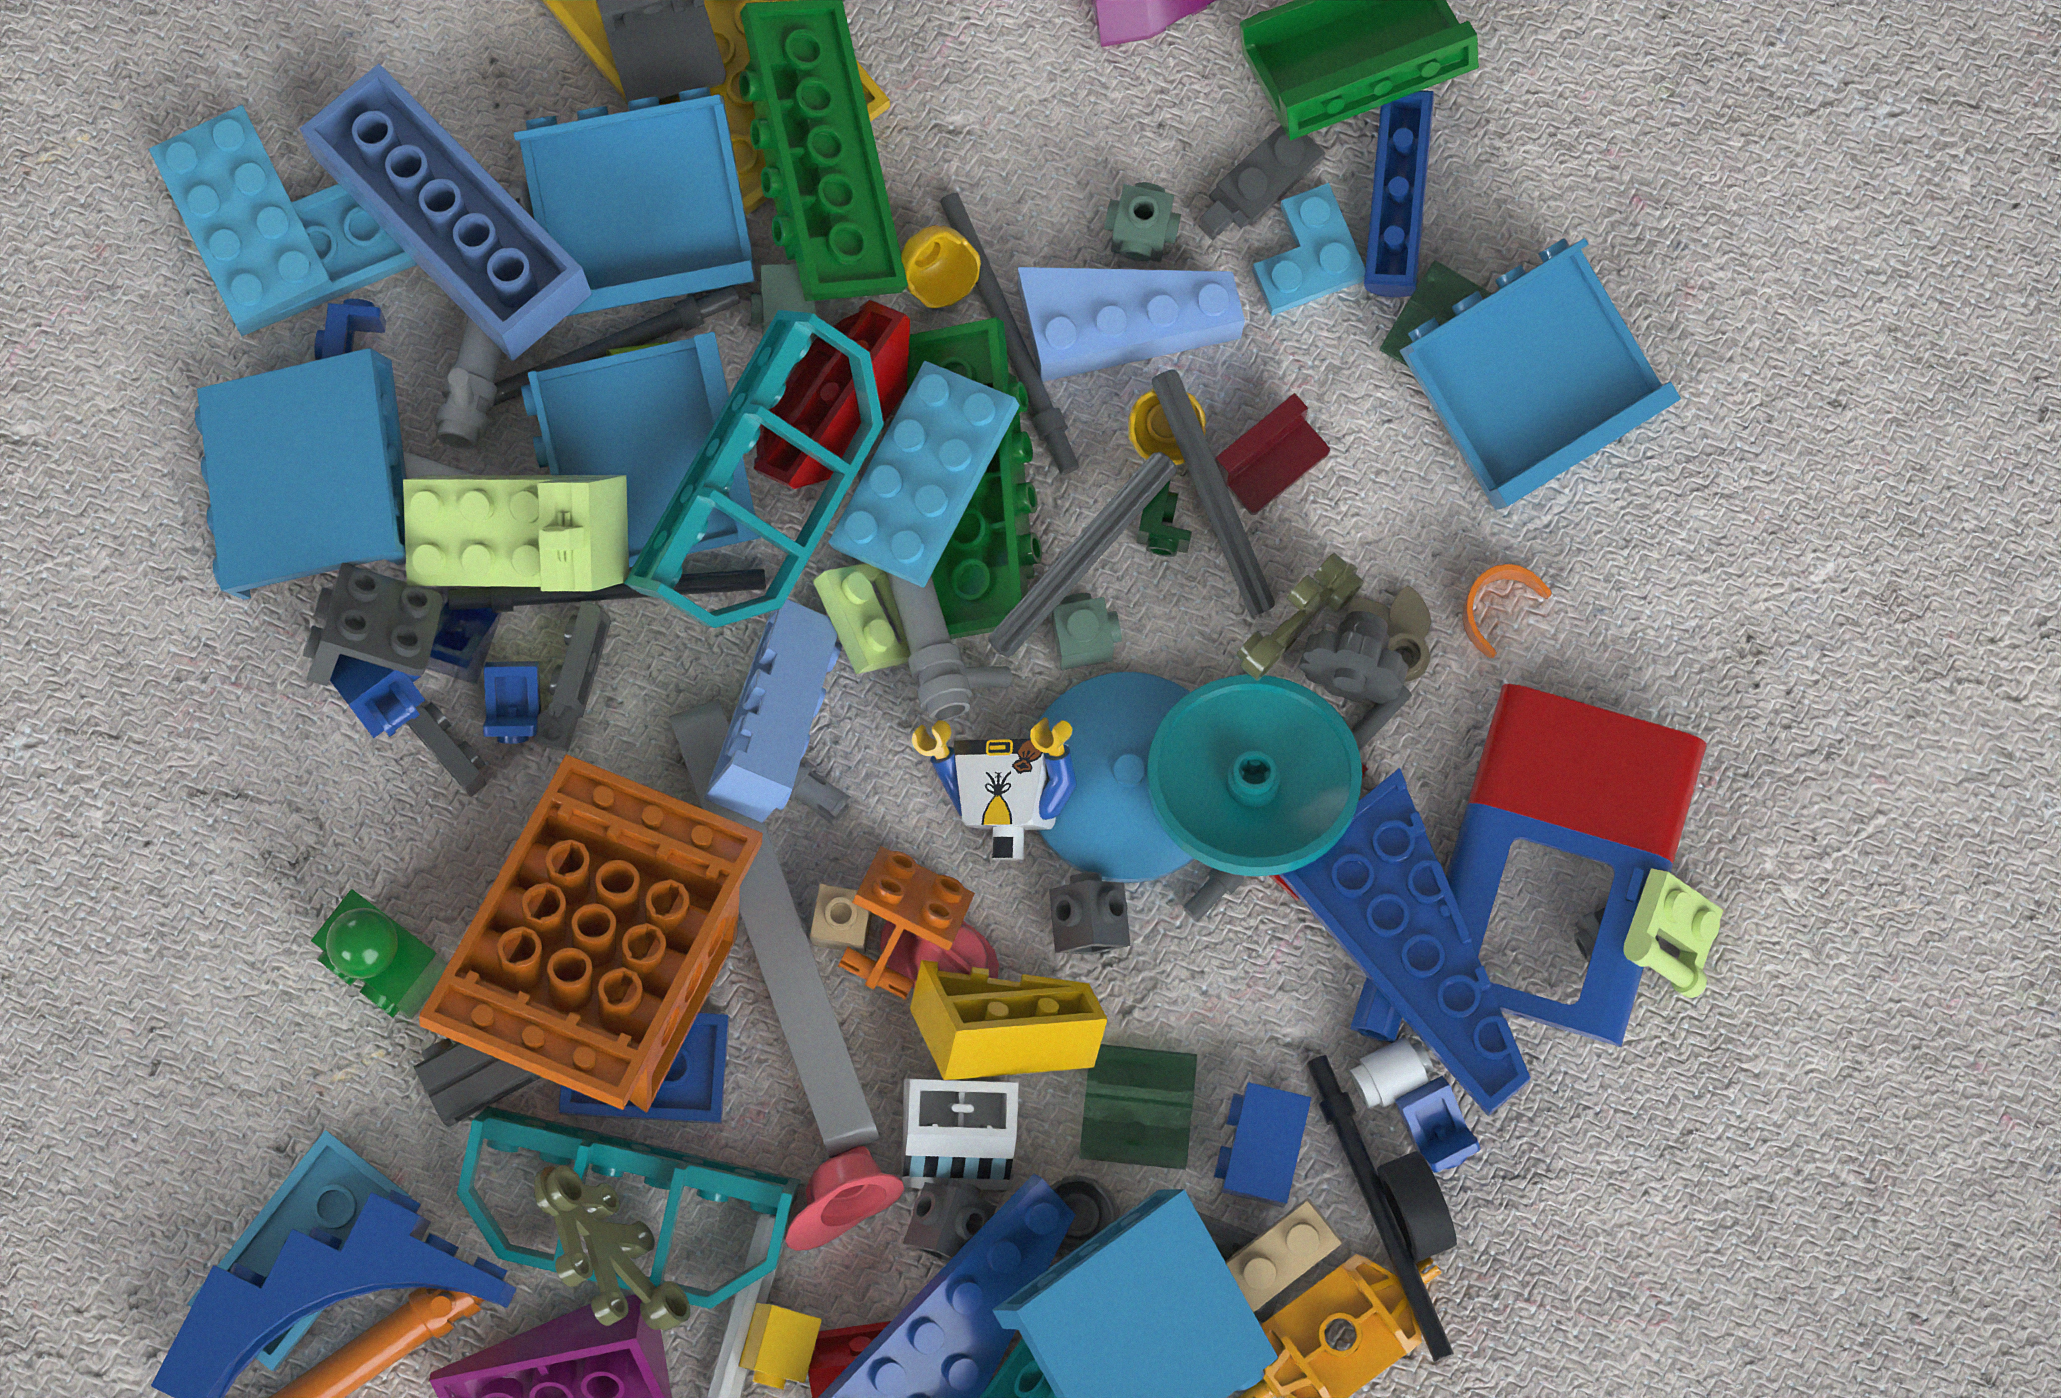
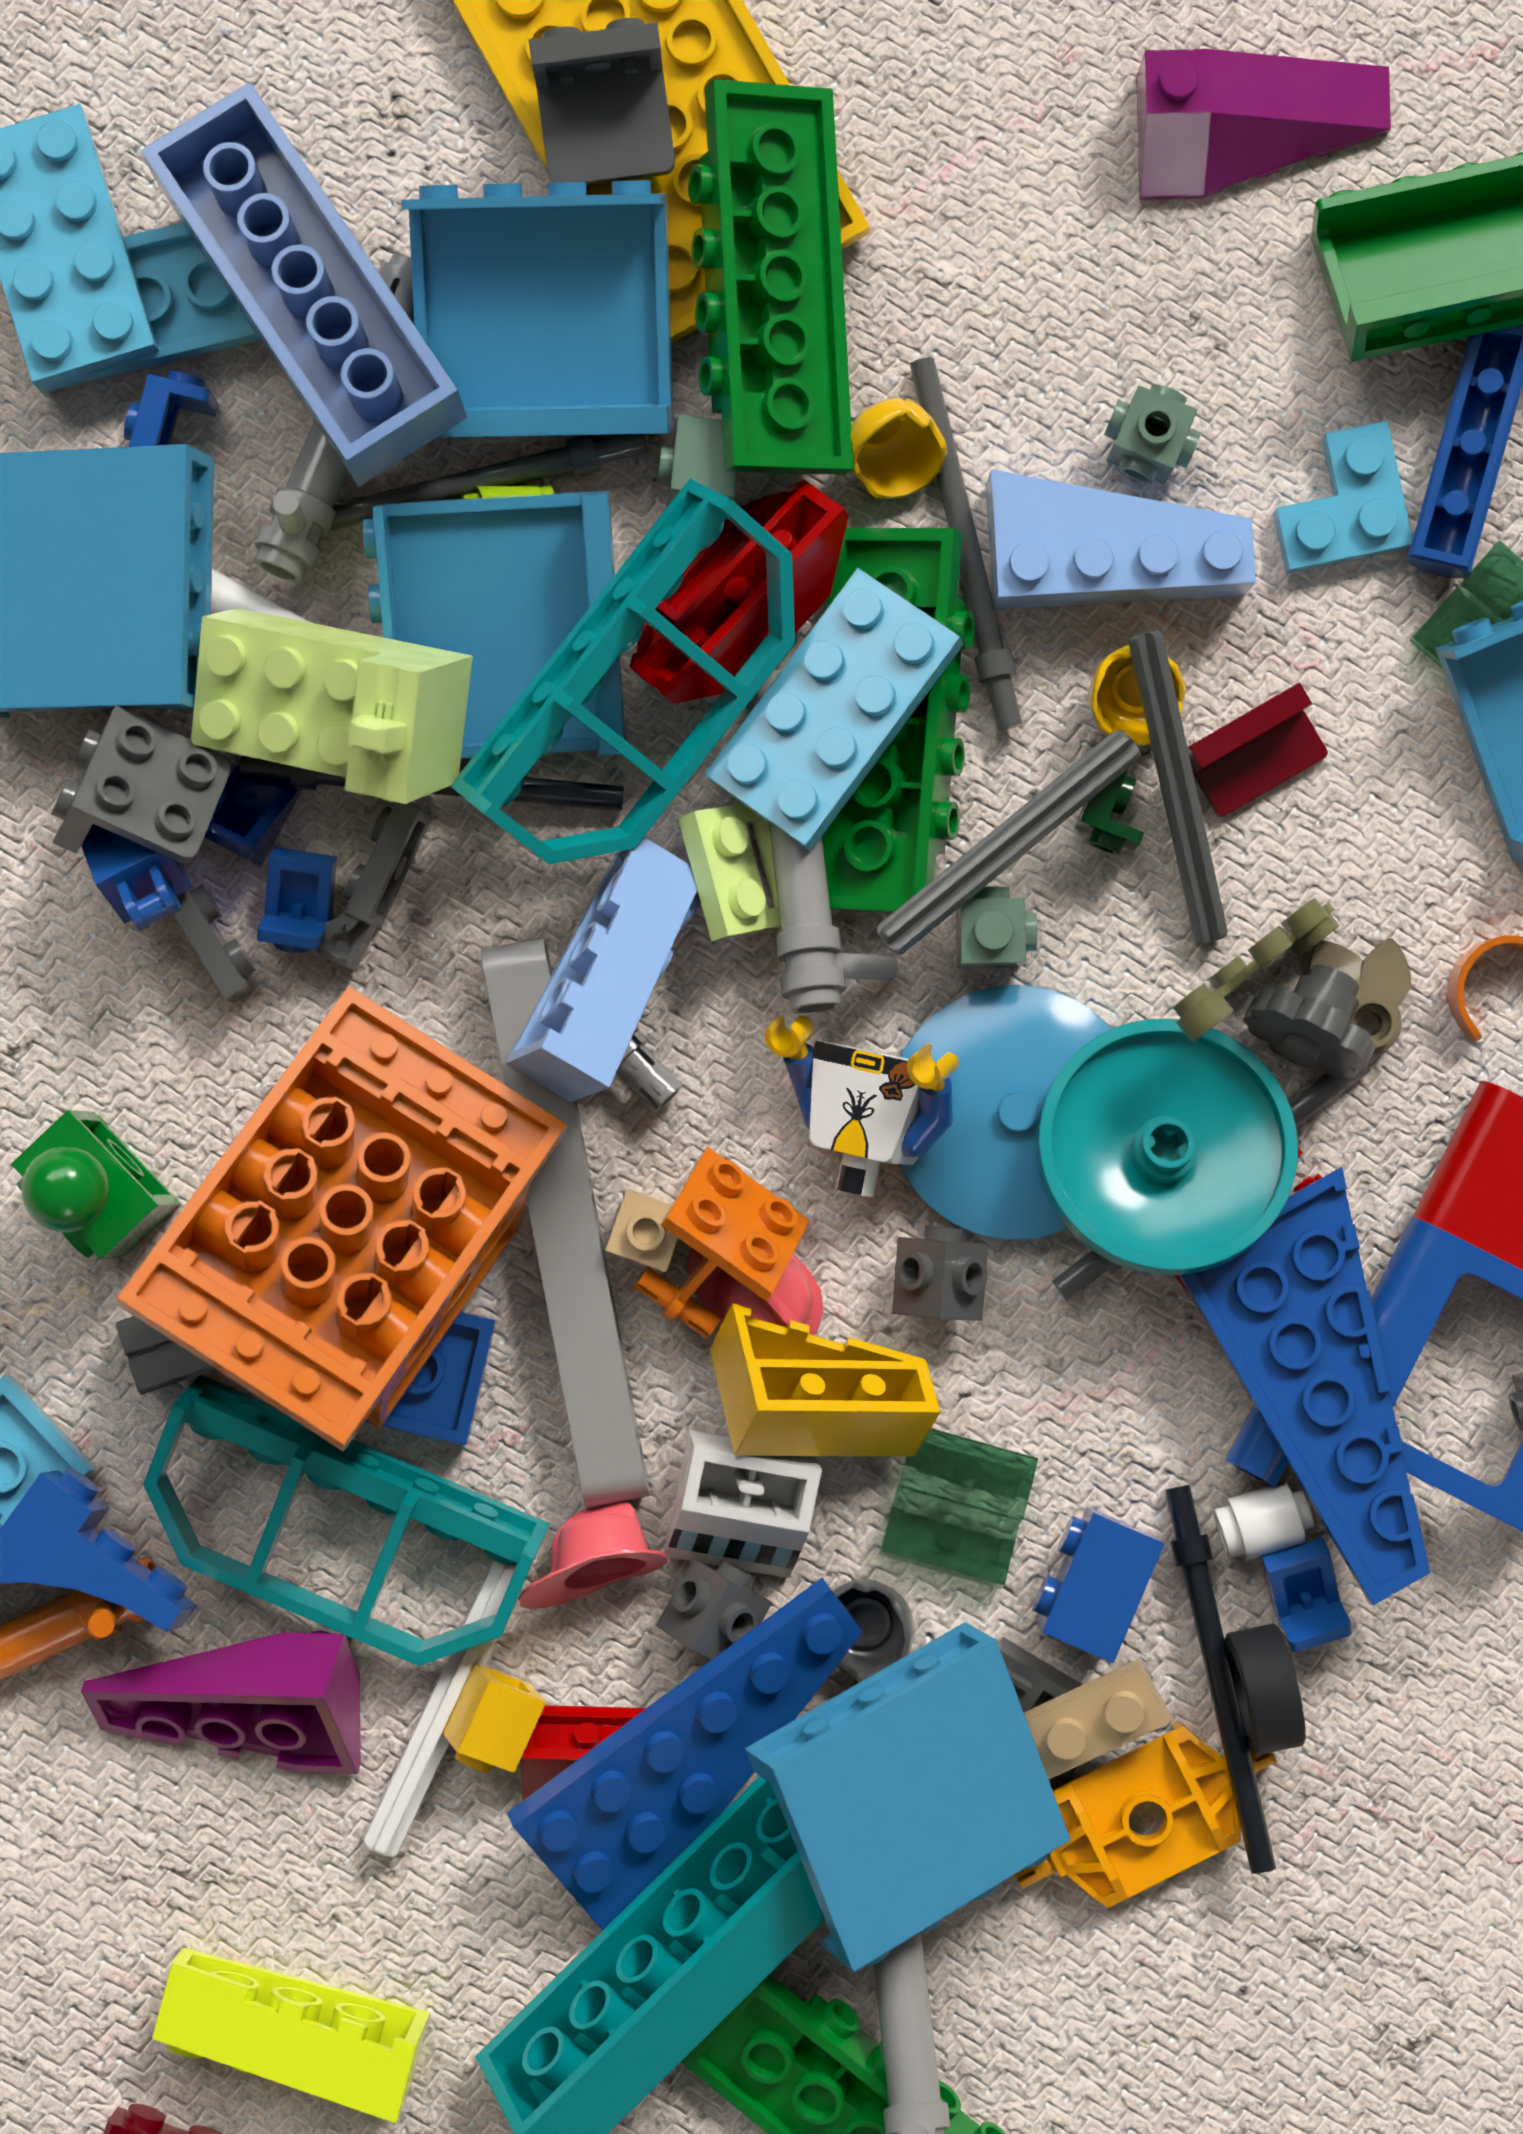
camera: 15 degrees right, 10 degrees up
(564, 1197) = (258, 1526): olive plant -> none
(1260, 181) = (1303, 404): dark grey hinge -> none

